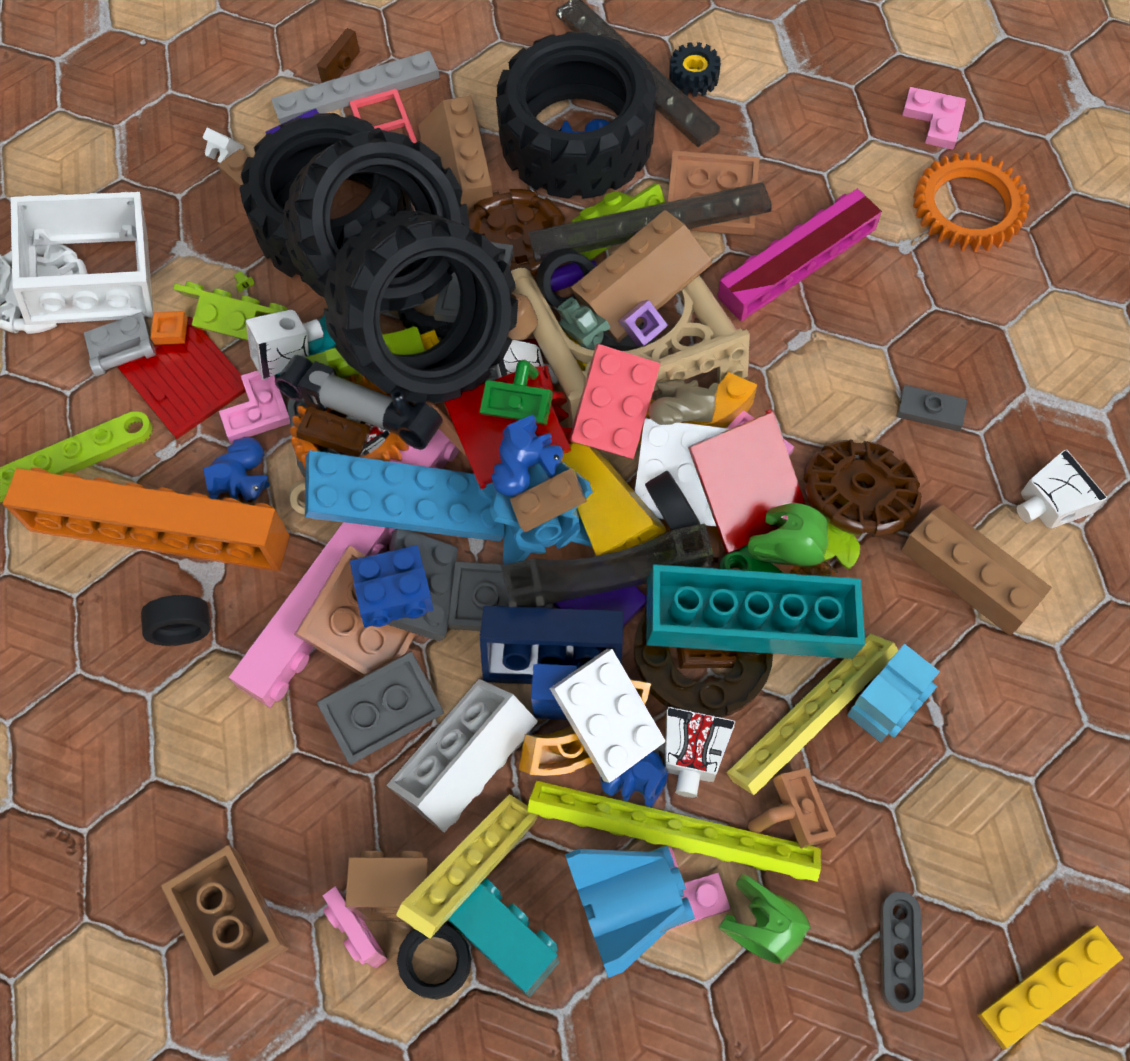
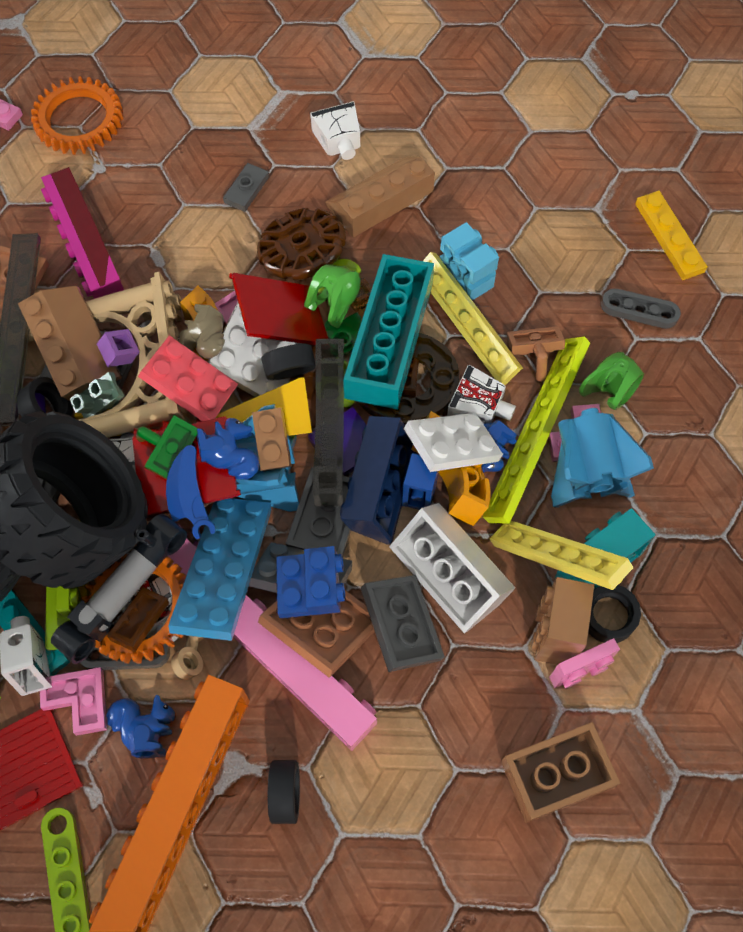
camera: 80 degrees left, 0 degrees up
(464, 432) = (184, 493): none -> blue piece

